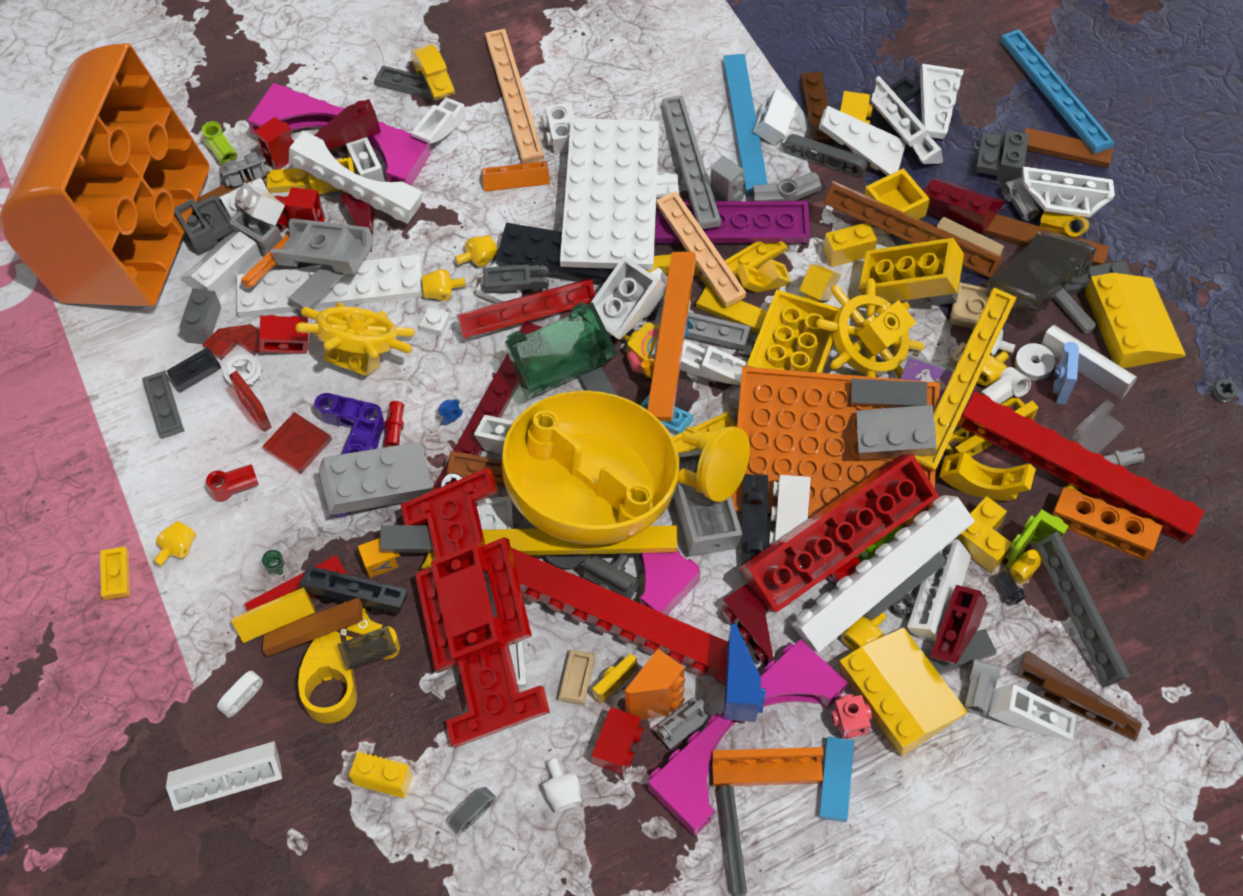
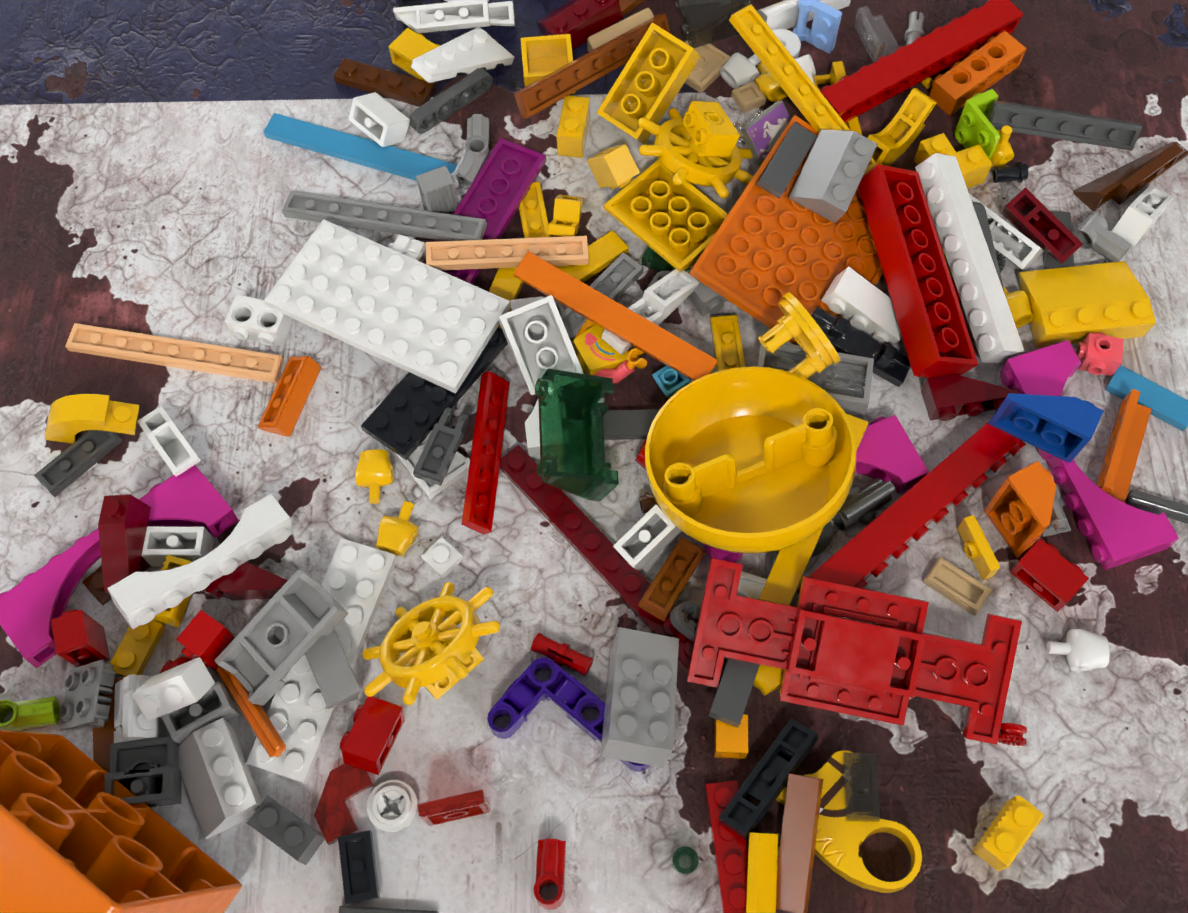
camera: 65 degrees left, 5 degrees up
(297, 443) = (528, 776): clear red tile -> none
(450, 411) = (575, 586): blue plate -> none
(465, 755) = (1012, 733): none -> red bush
(472, 810) = (1079, 751): dark grey beam -> none

